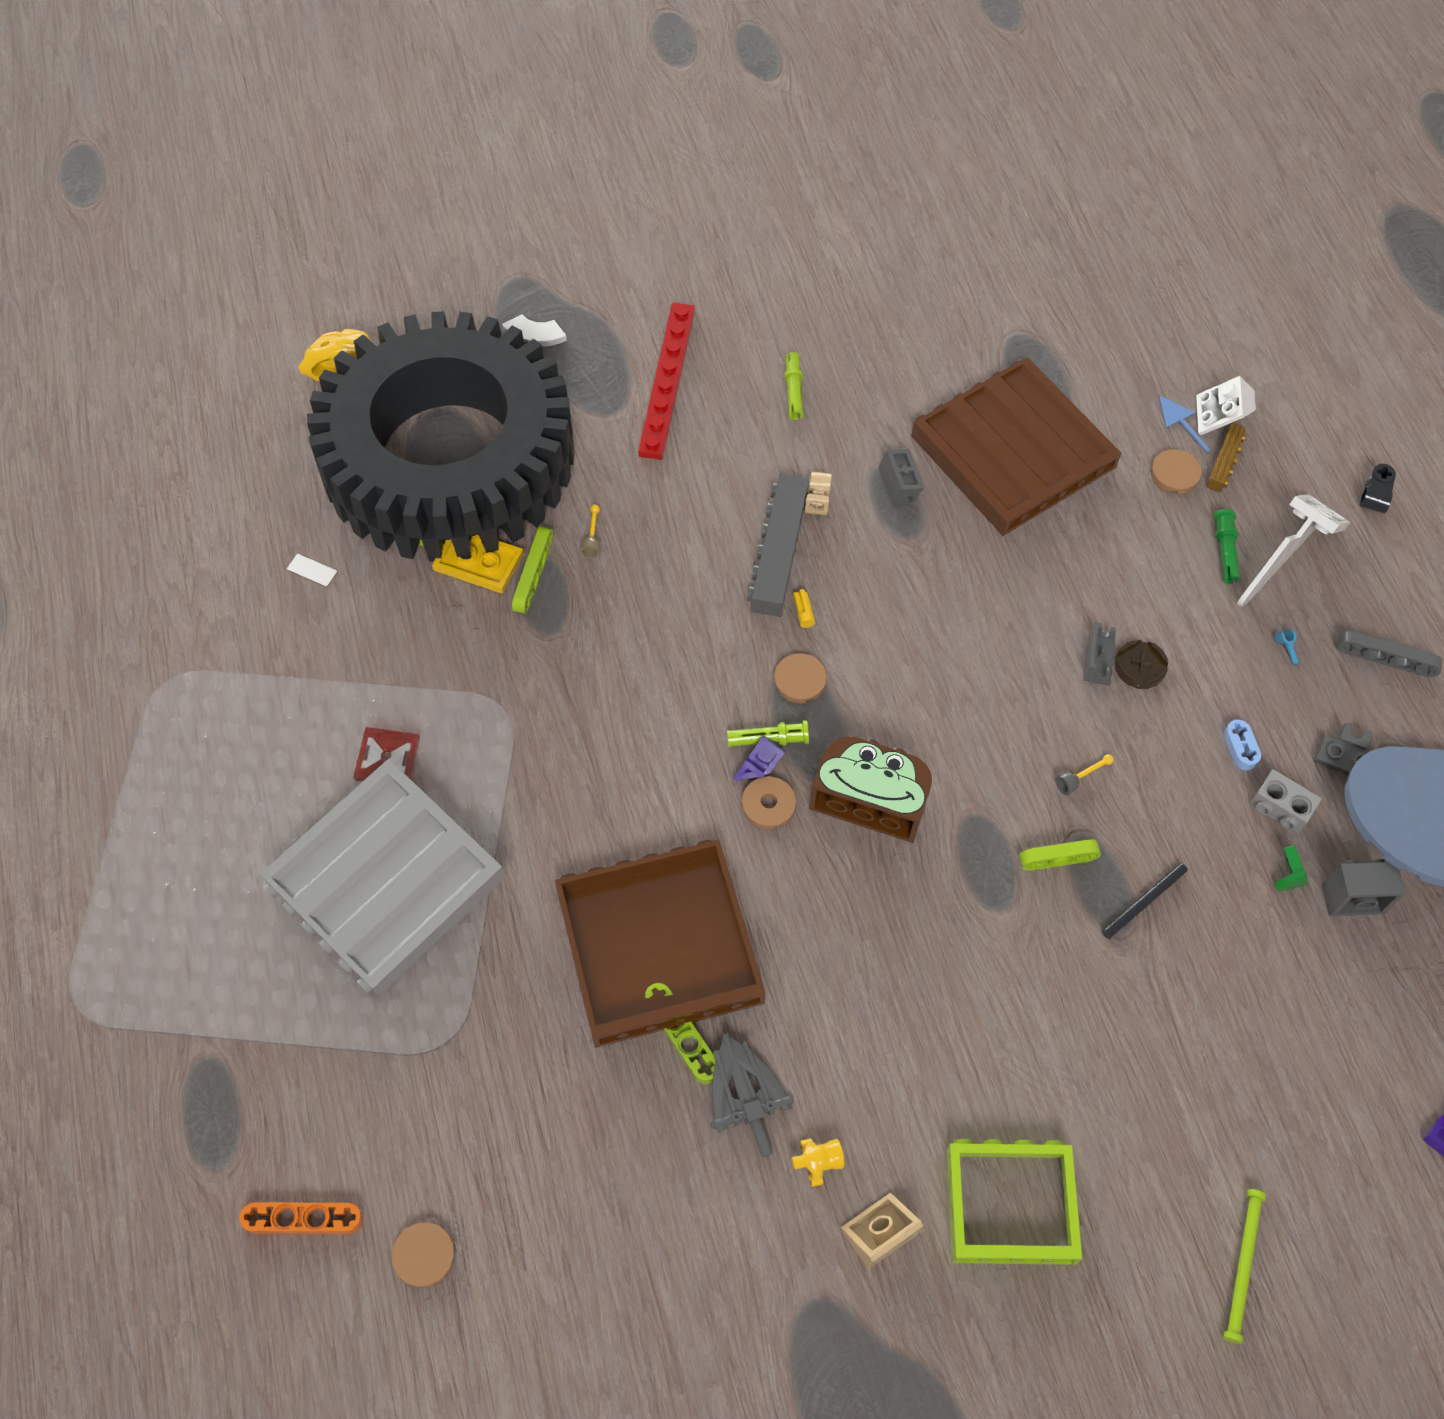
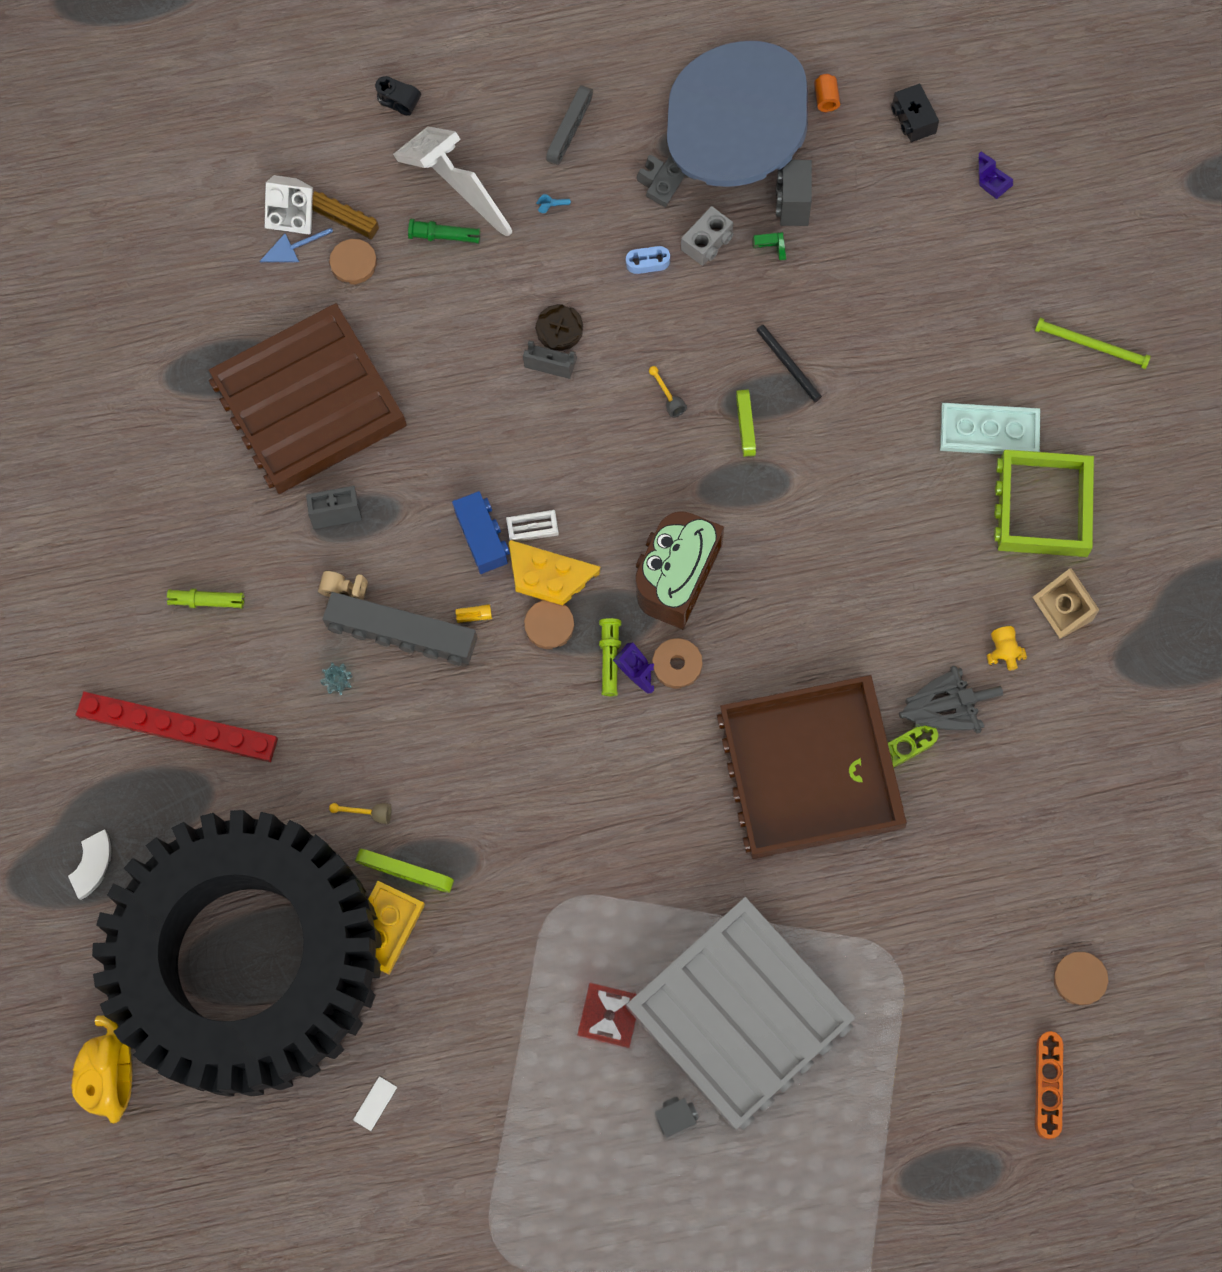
camera: 80 degrees left, 10 degrees up
(273, 815) = (676, 1117): none -> dark grey brick
(723, 496) = (329, 678): none -> clear light blue gear
(854, 671) = (548, 574): none -> yellow wing
(891, 605) = (481, 532): none -> blue brick
(913, 674) = (533, 526): none -> white tile
(1102, 1137) = (989, 428): none -> light aqua tile

